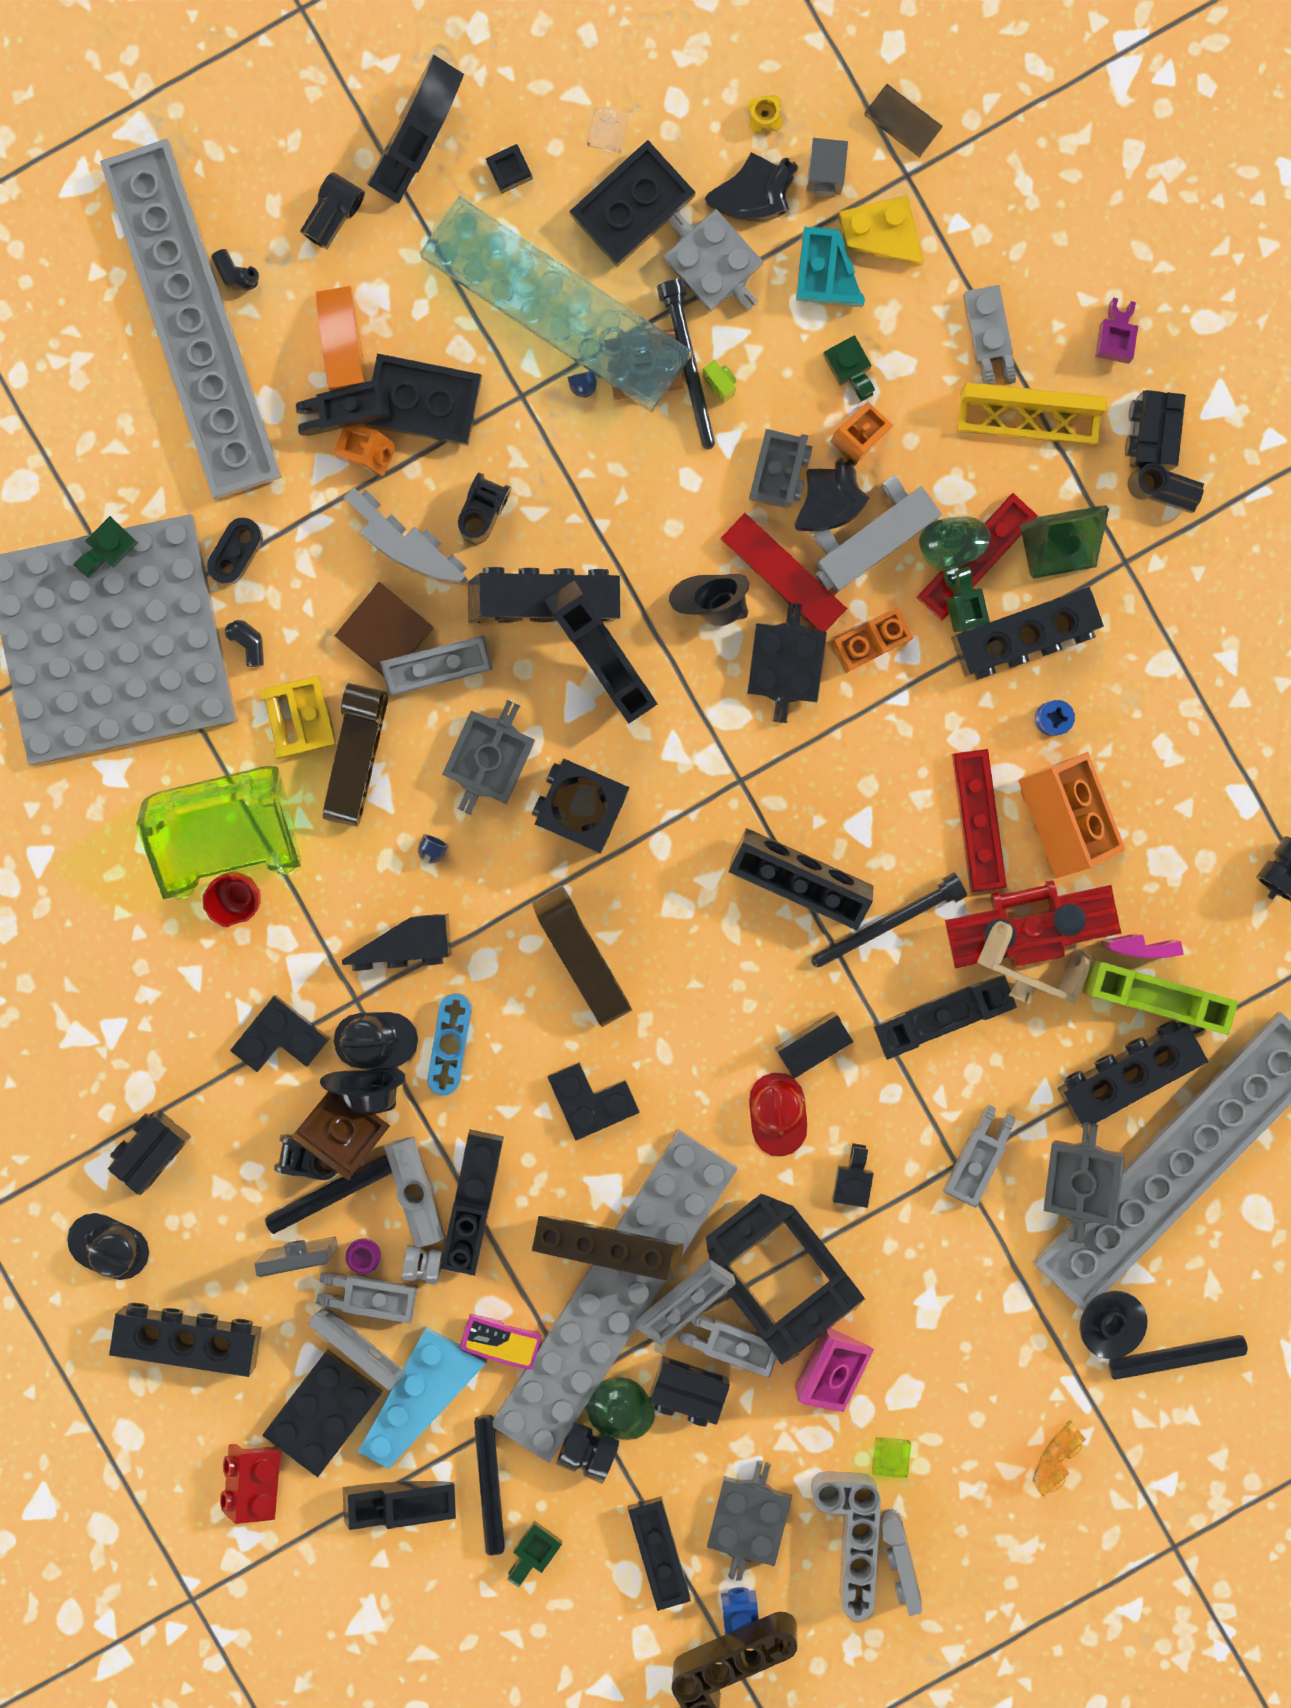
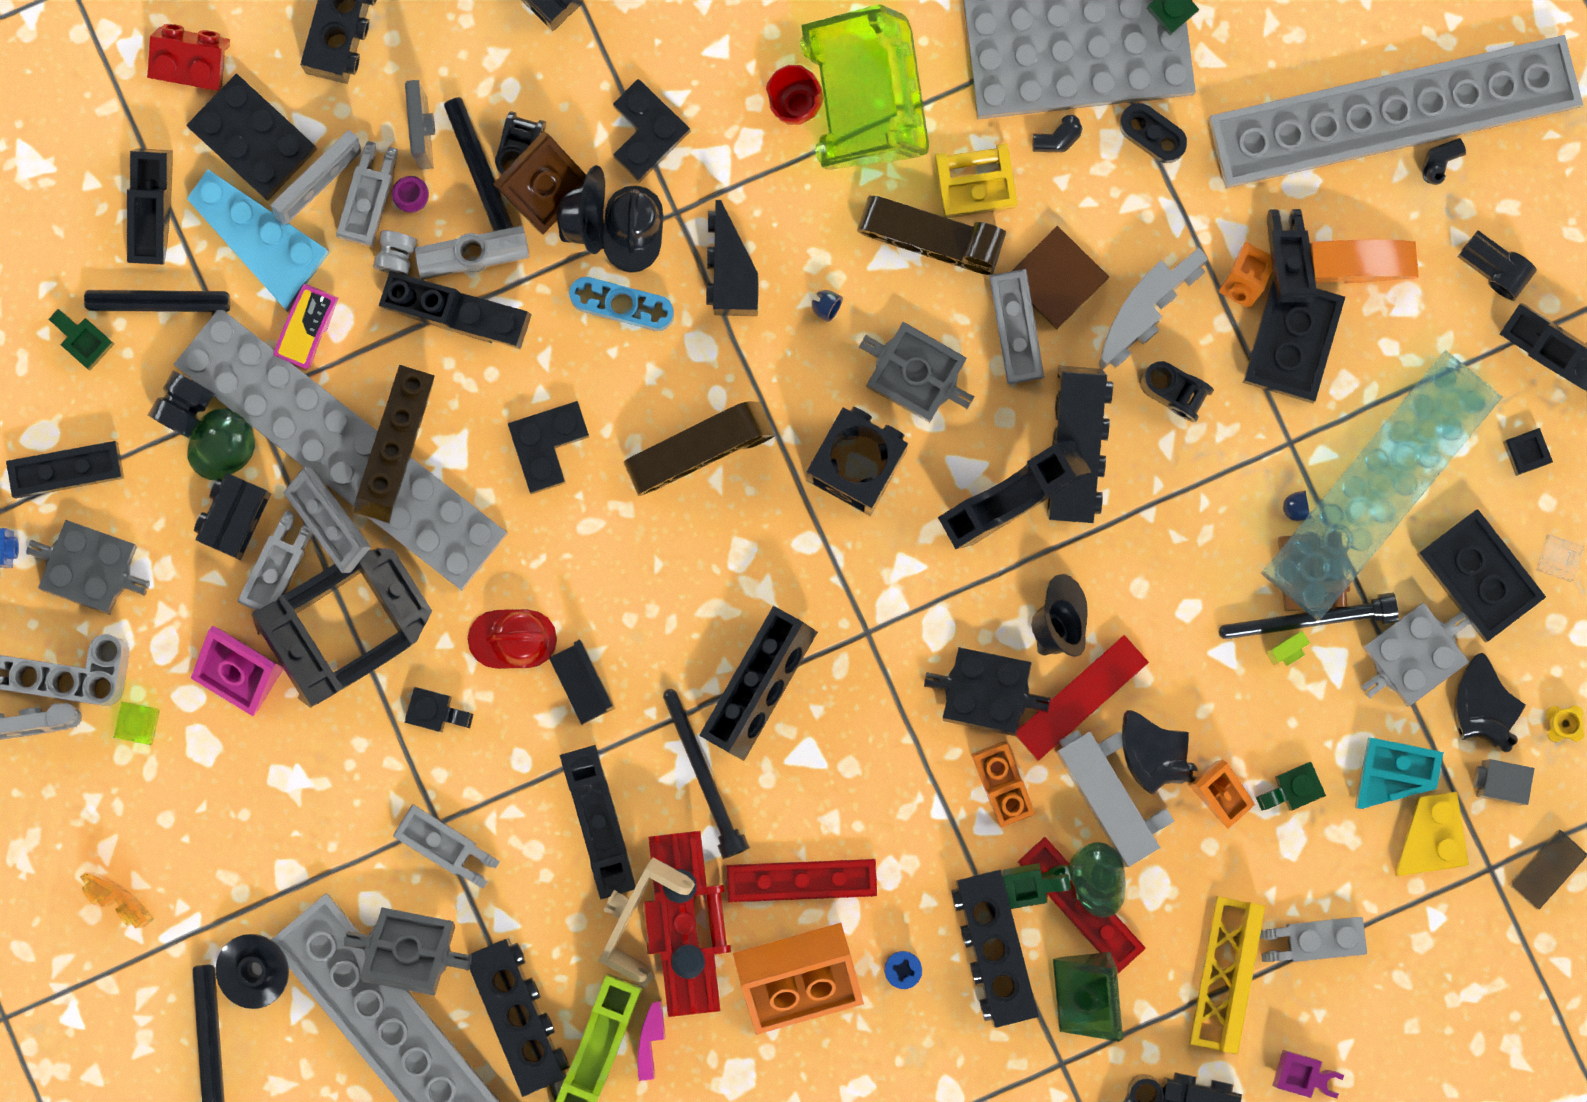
camera: 95 degrees right, 5 degrees down
(779, 469) = (1191, 702): dark grey bracket -> none

